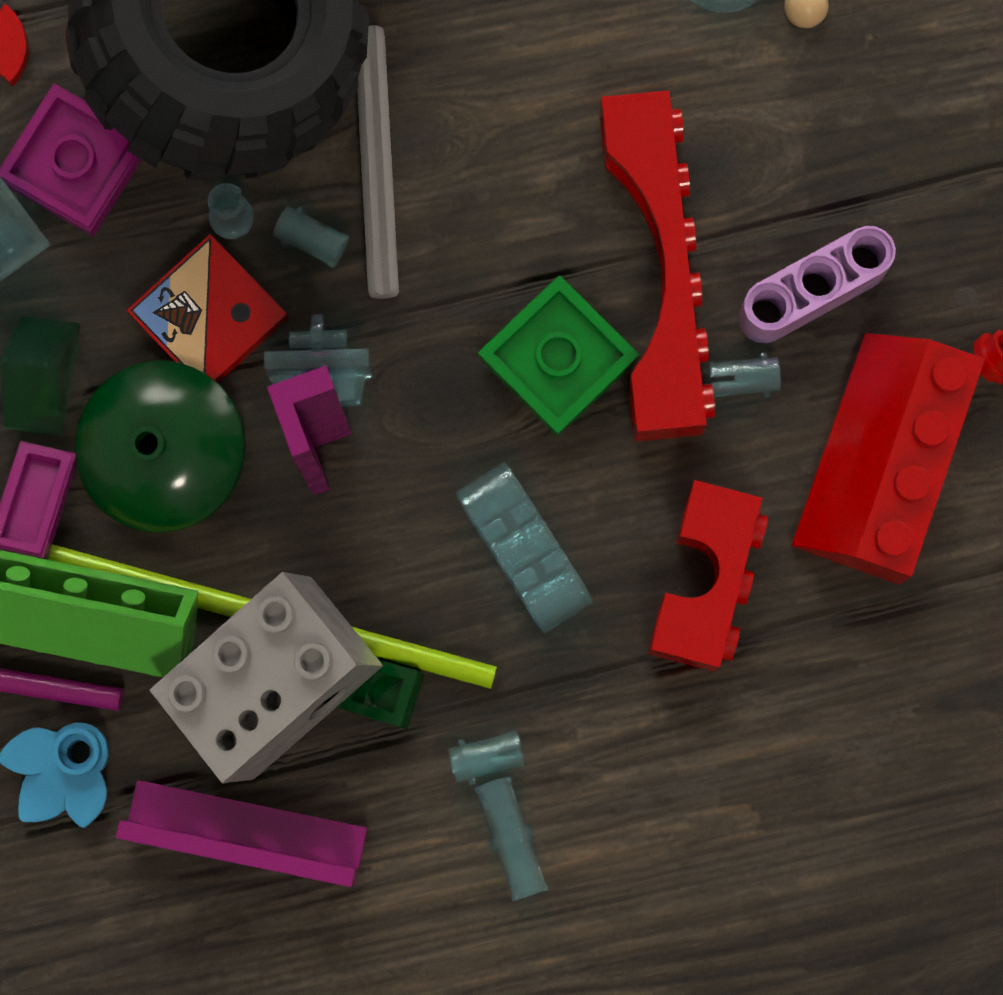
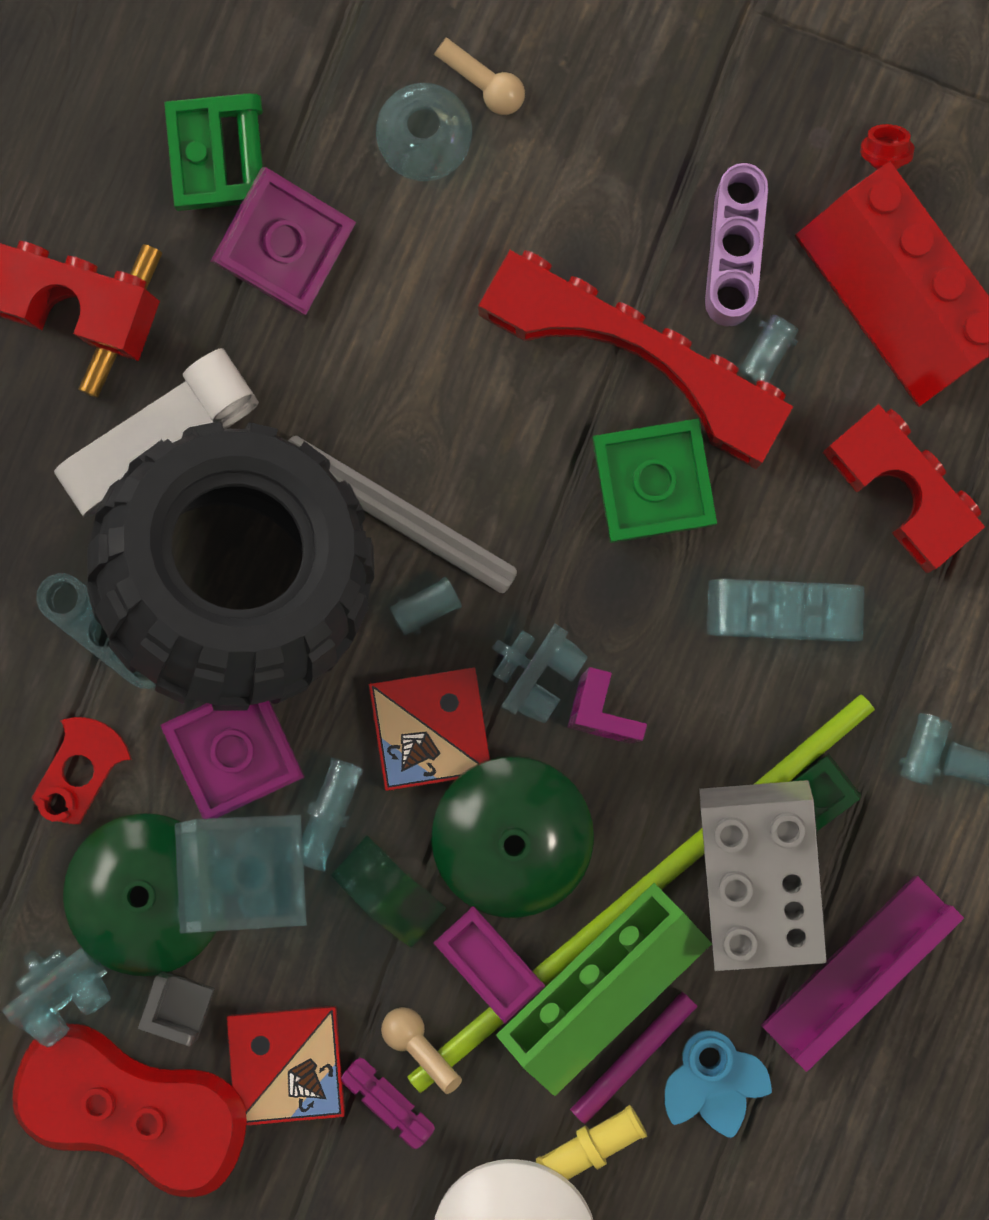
camera: 60 degrees left, 5 degrees up
(72, 276) = (329, 812): none -> clear light blue pin
(232, 223) = (370, 669): clear light blue pin -> none

